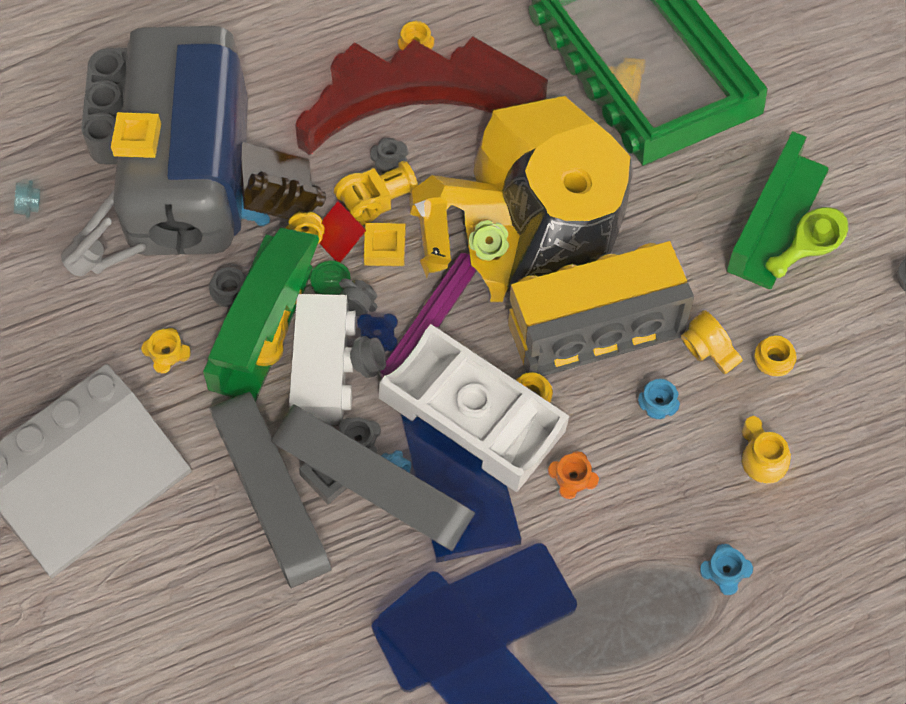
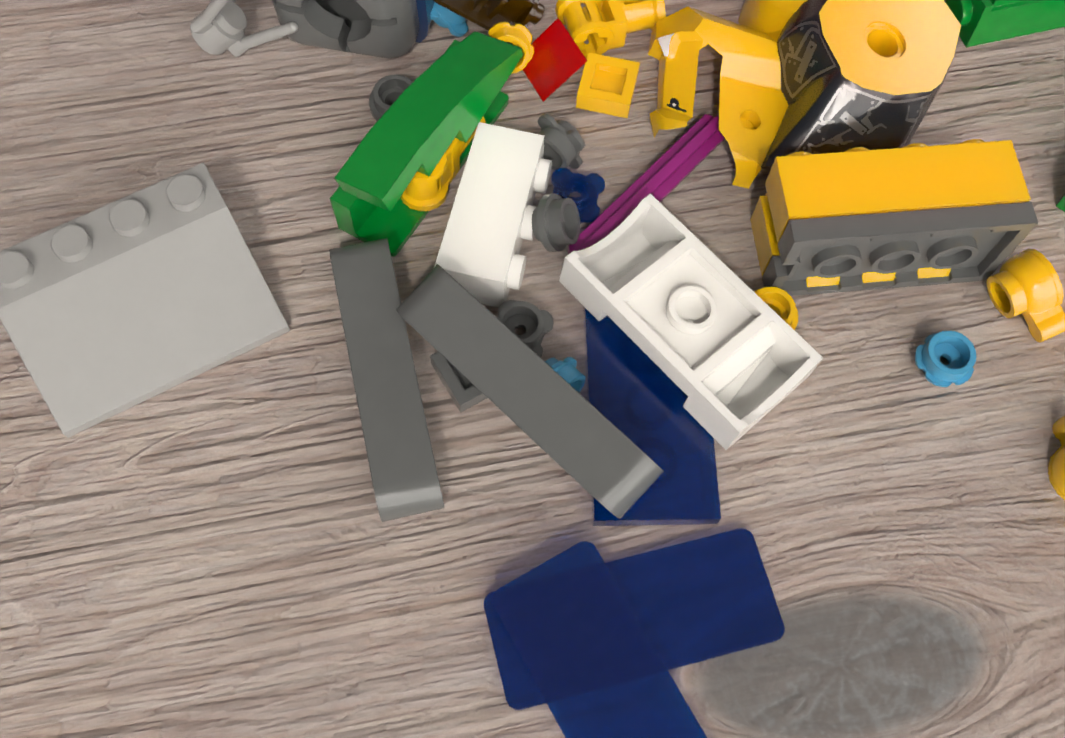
camera: 10 degrees right, 5 degrees up
(164, 339) = (292, 152): yellow plate -> none
(326, 277) = (524, 111): green piece -> none
(496, 248) = (734, 98): lime plate -> none
(577, 463) = (821, 429): orange plate -> none
(730, 557) = (1031, 623): dark azure plate -> none

